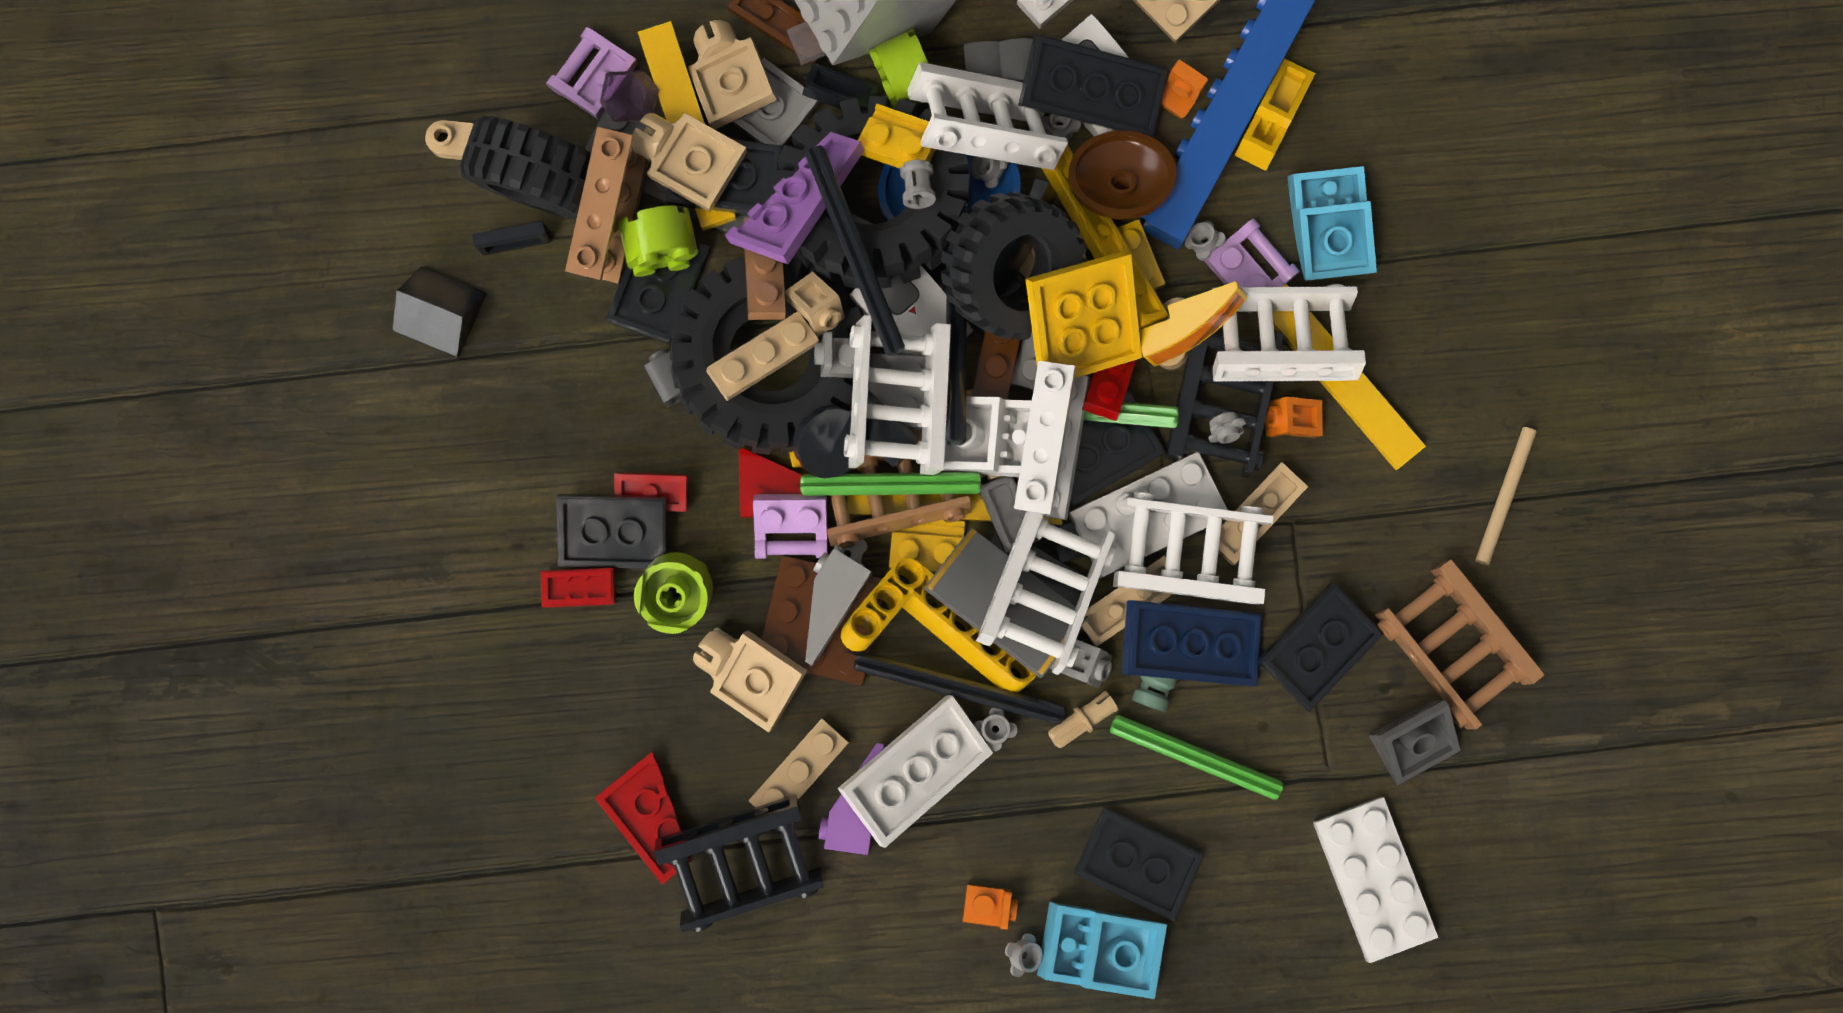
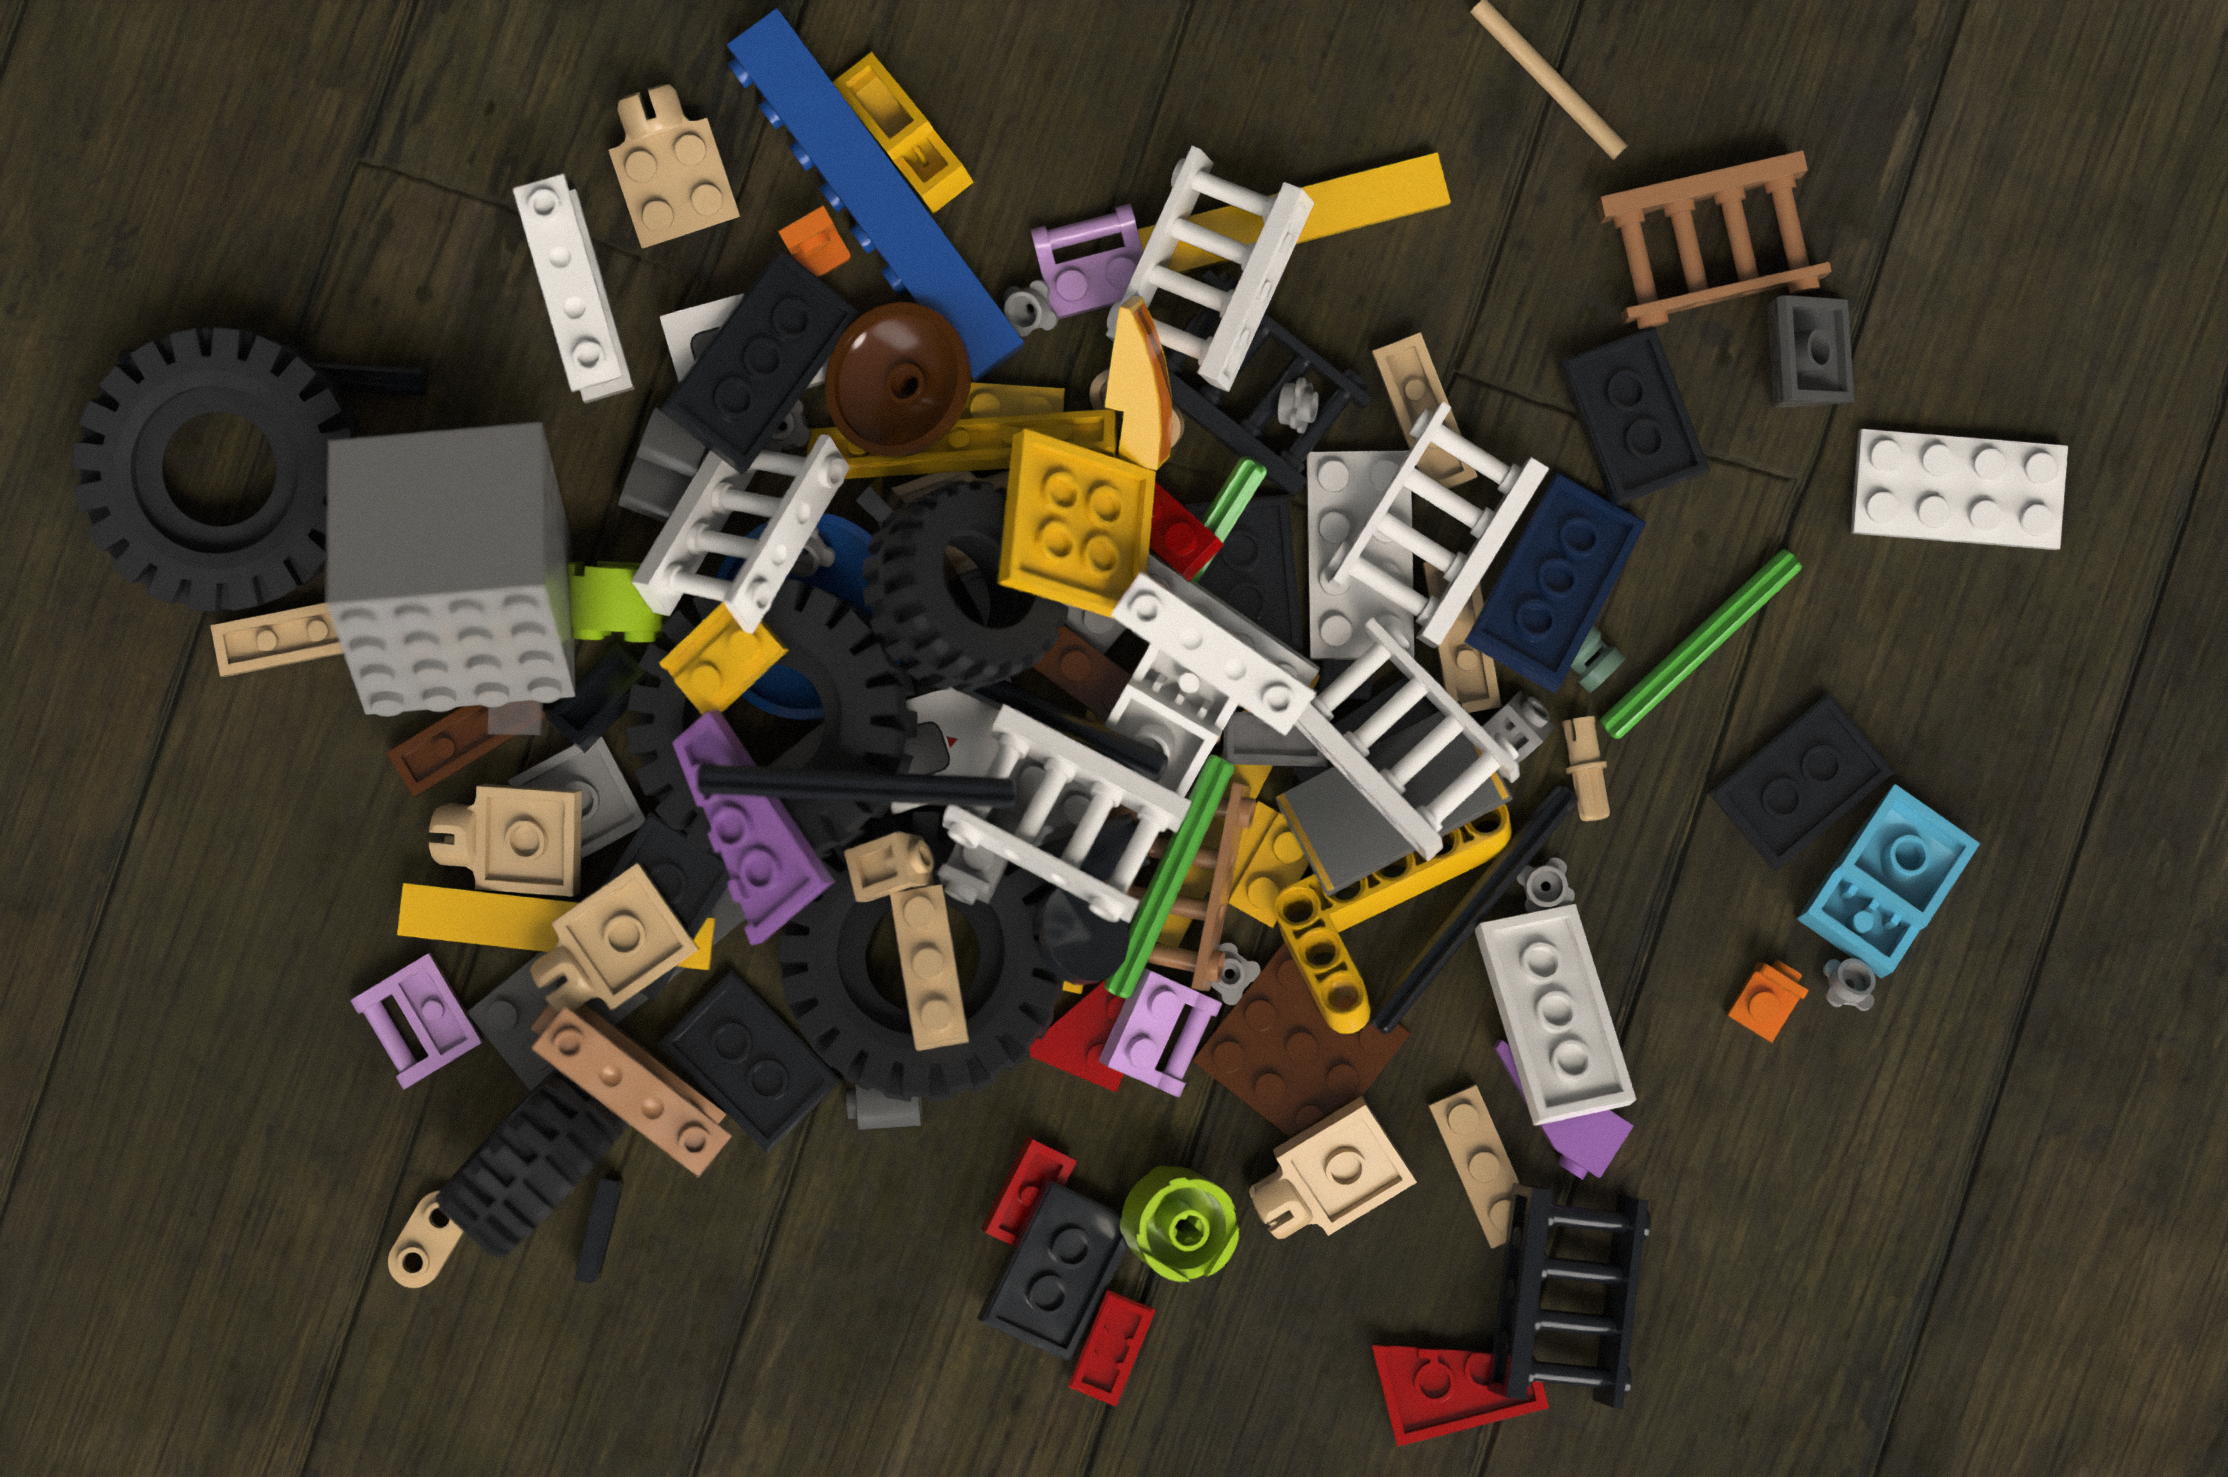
camera: 70 degrees left, 5 degrees up
(436, 310) = (649, 1372): black slope -> none
(628, 95) = (480, 985): panel -> none
(658, 240) = (702, 1034): lime brick -> none
(764, 287) = (838, 925): medium nougat plate -> none
(834, 593) = (1278, 1015): light grey slope -> none
(917, 184) = (802, 662): light grey bush -> none
(1294, 417) = (1321, 305): orange bracket -> none
(1332, 223) = (1086, 129): medium azure slope -> none

